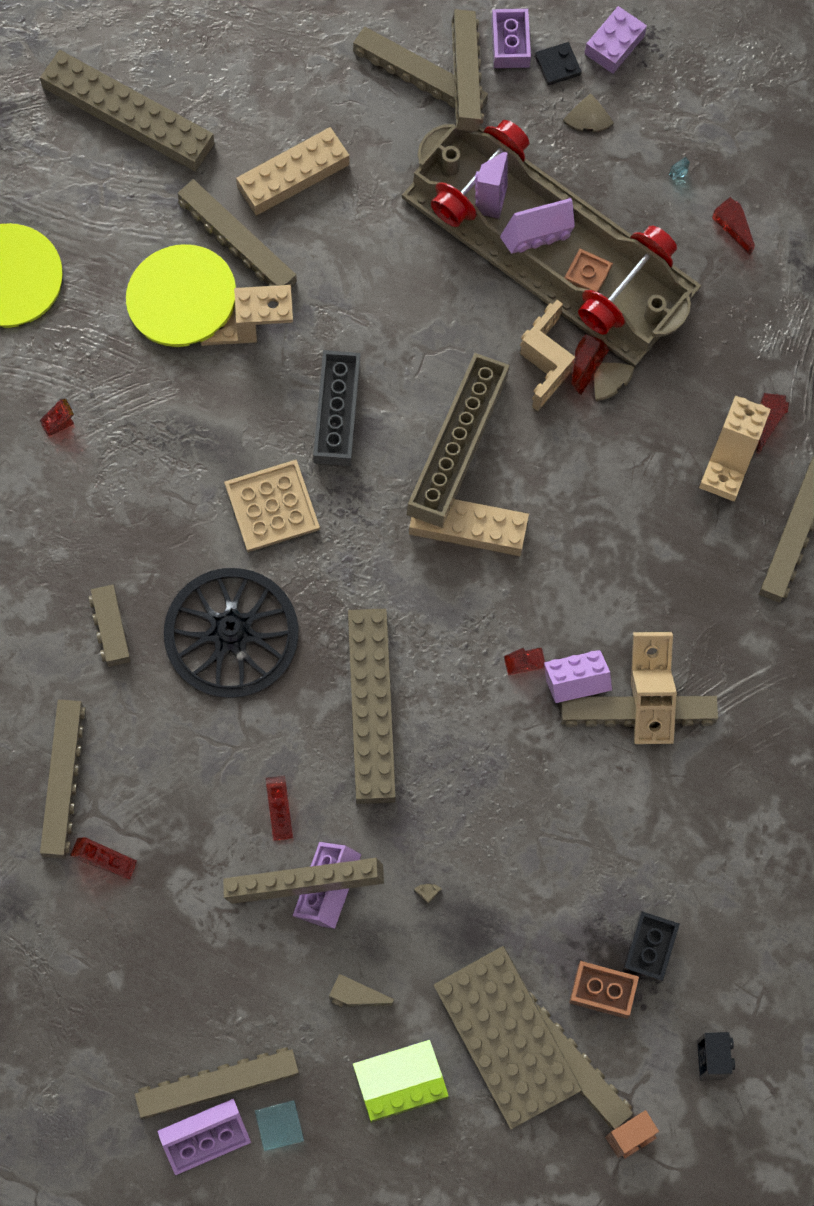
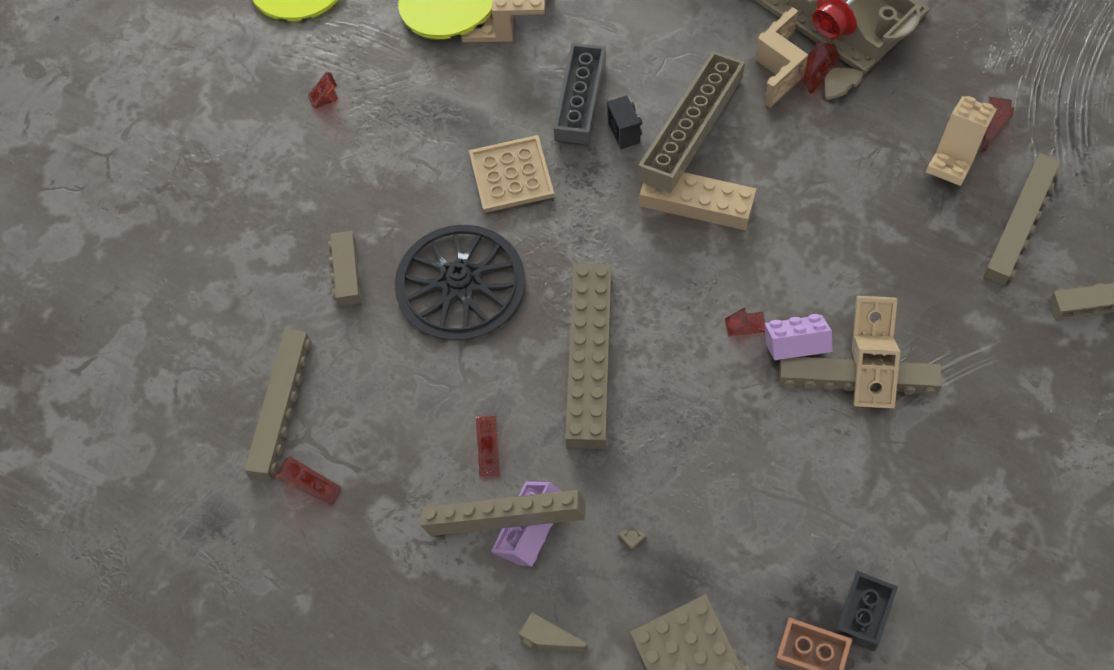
camera: 15 degrees right, 10 degrees down
(386, 441) = (624, 122): none -> black brick

